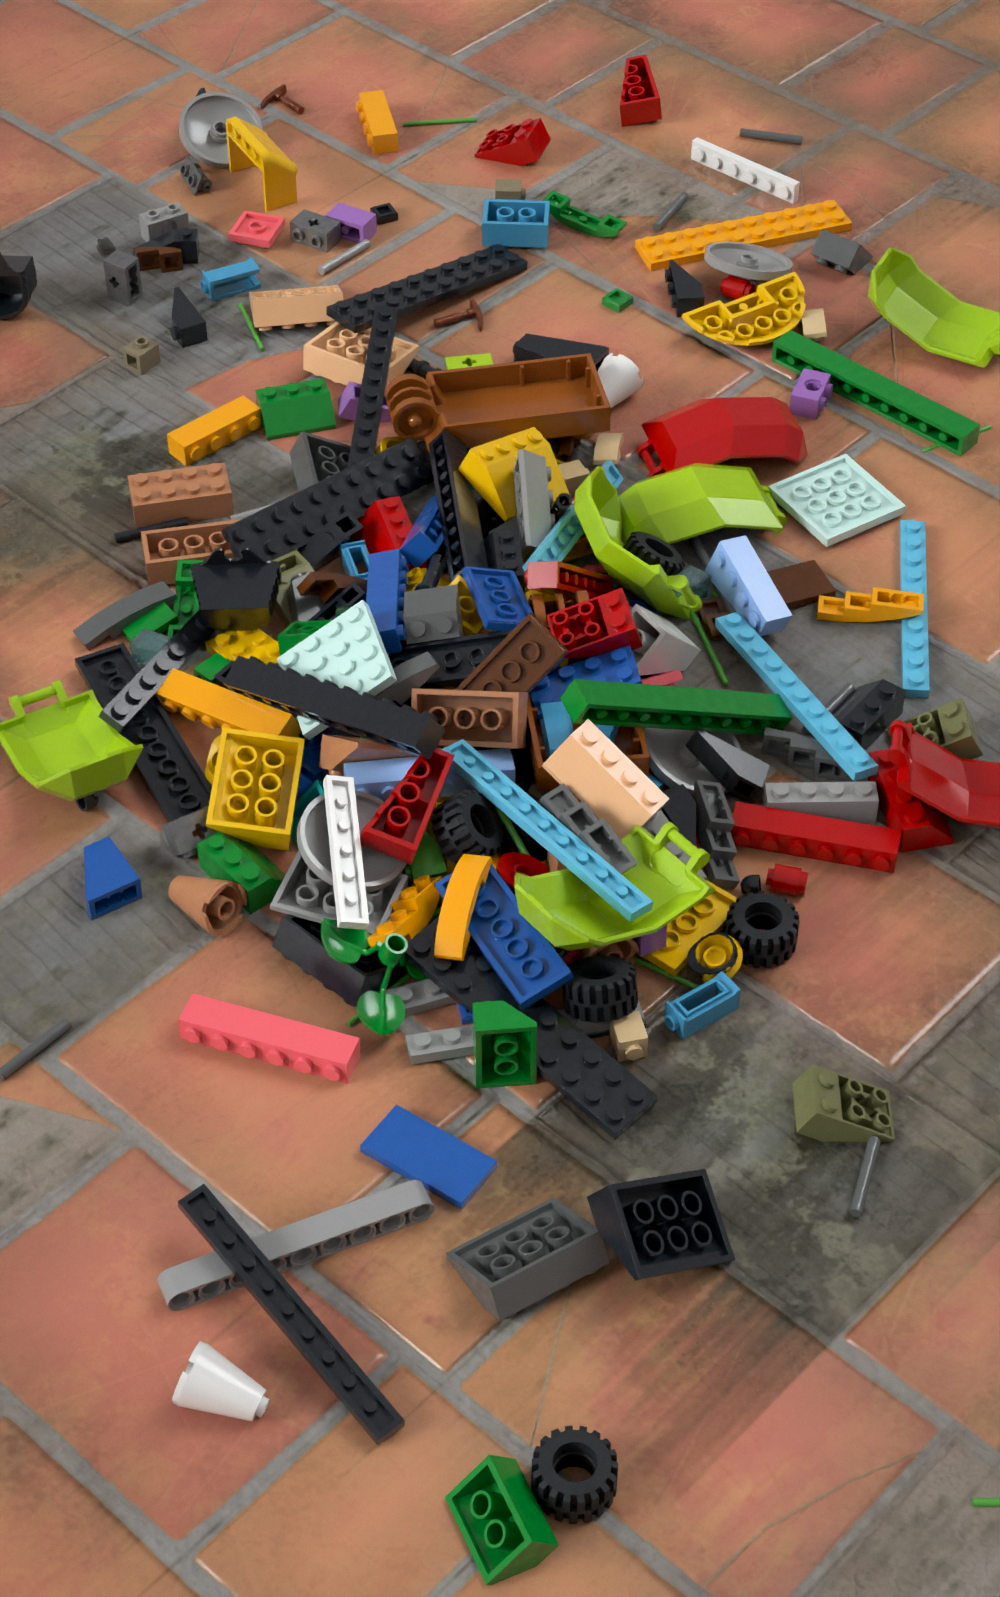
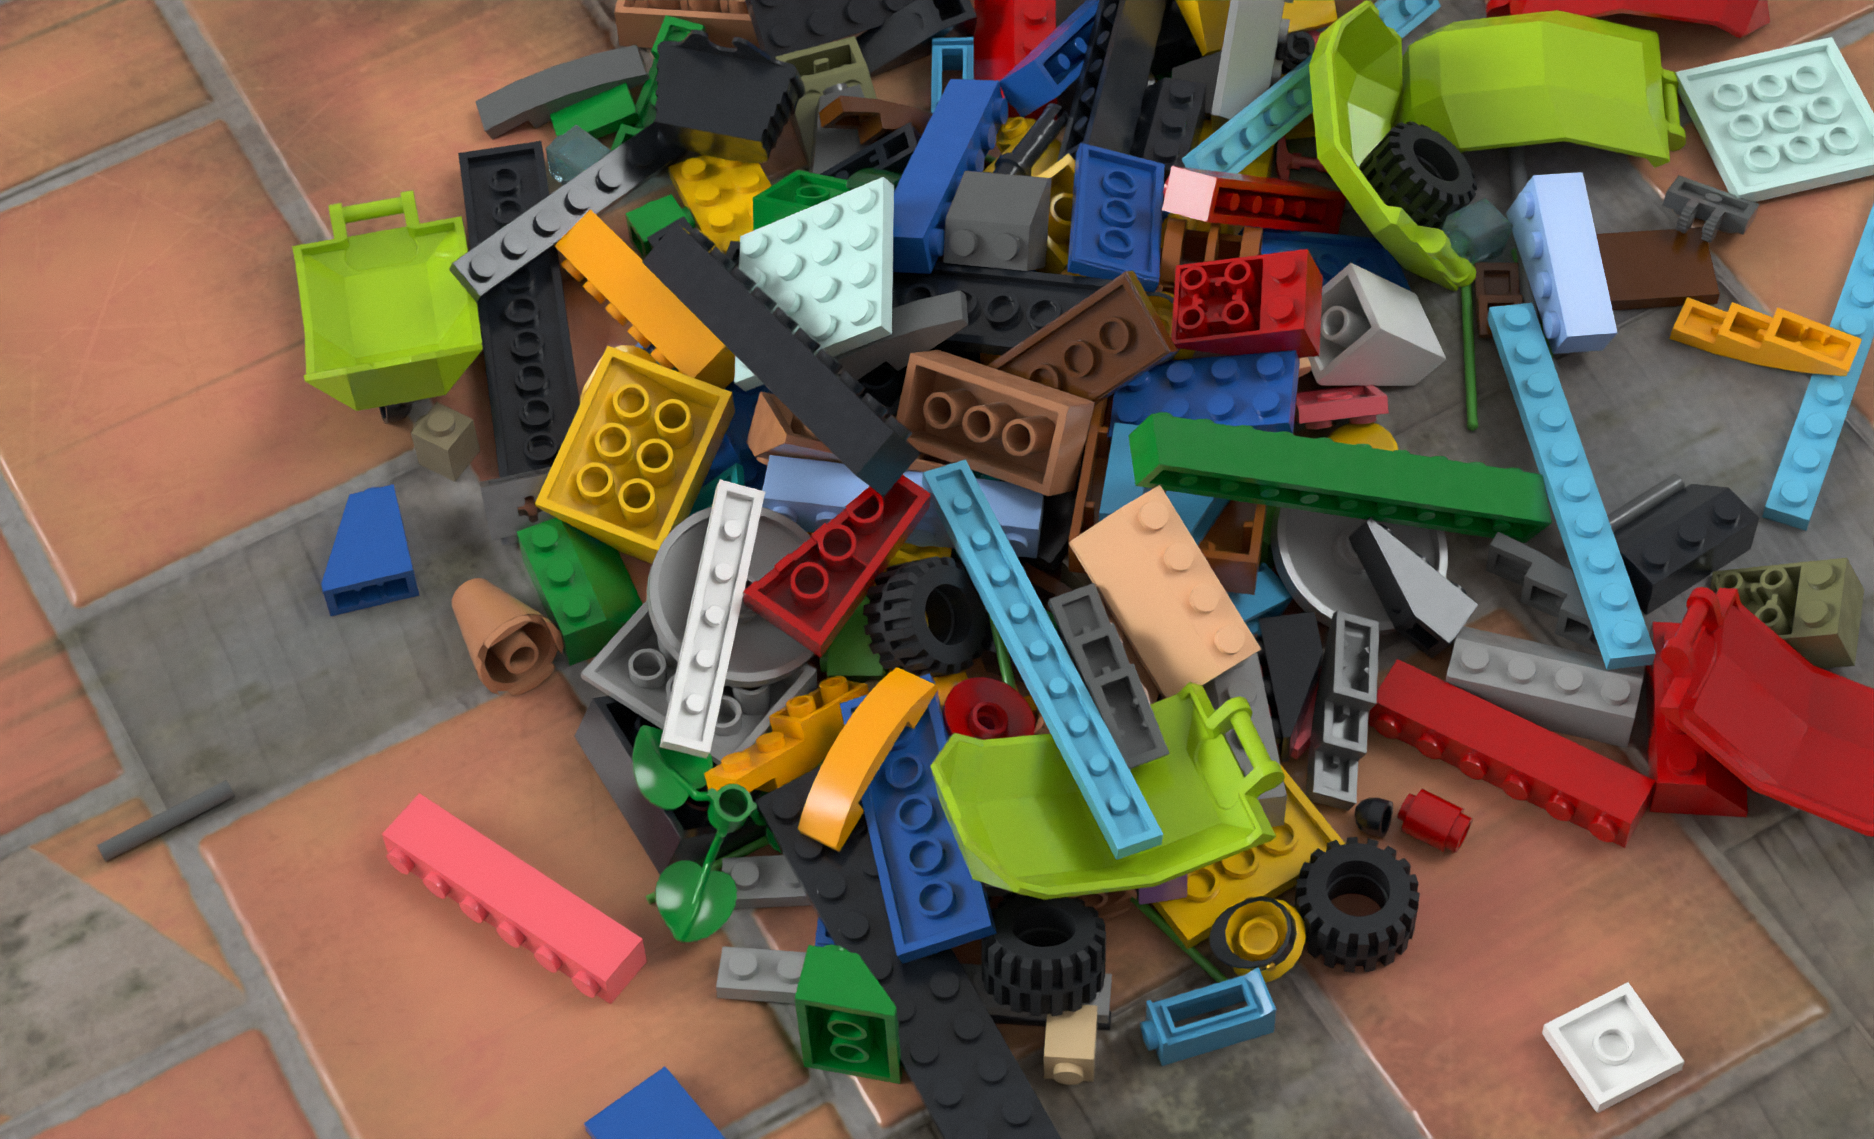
camera: 20 degrees right, 10 degrees up
(129, 810) = (445, 441): none -> dark tan brick
(821, 549) = (1718, 208): none -> dark grey hinge
(929, 969) = (1612, 1047): none -> white plate

